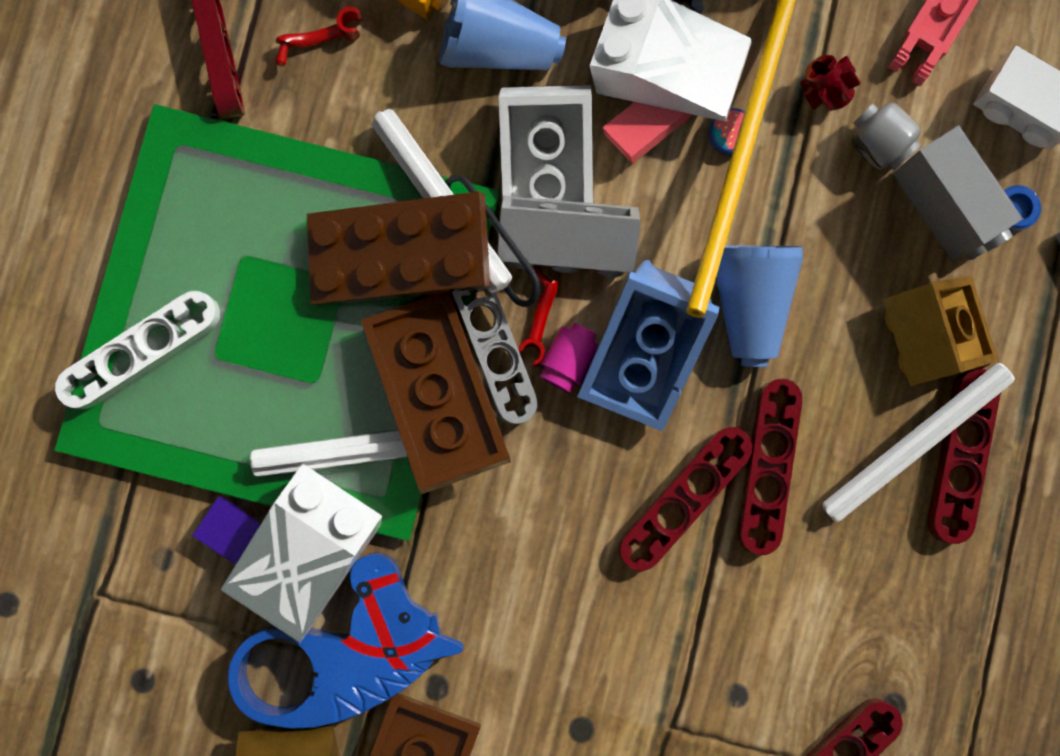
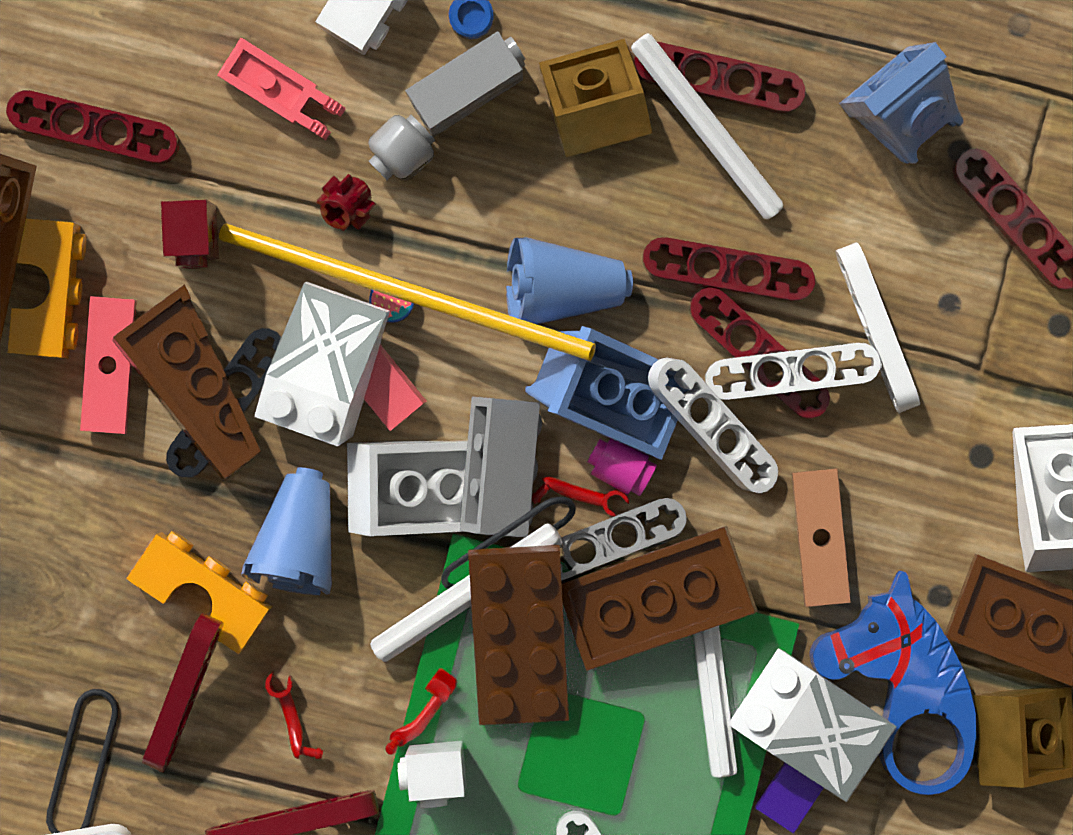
camera: 85 degrees left, 5 degrees up
(255, 162) = (433, 773): none -> white brick
(343, 177) = (440, 687): none -> red piece
(468, 568) = (822, 566): none -> nougat tile
(617, 453) = (717, 421): none -> white beam
(676, 530) = (791, 365): none -> white beam
(714, 621) = (877, 327): none -> white beam
(959, 651) = (906, 100): none -> medium blue piece

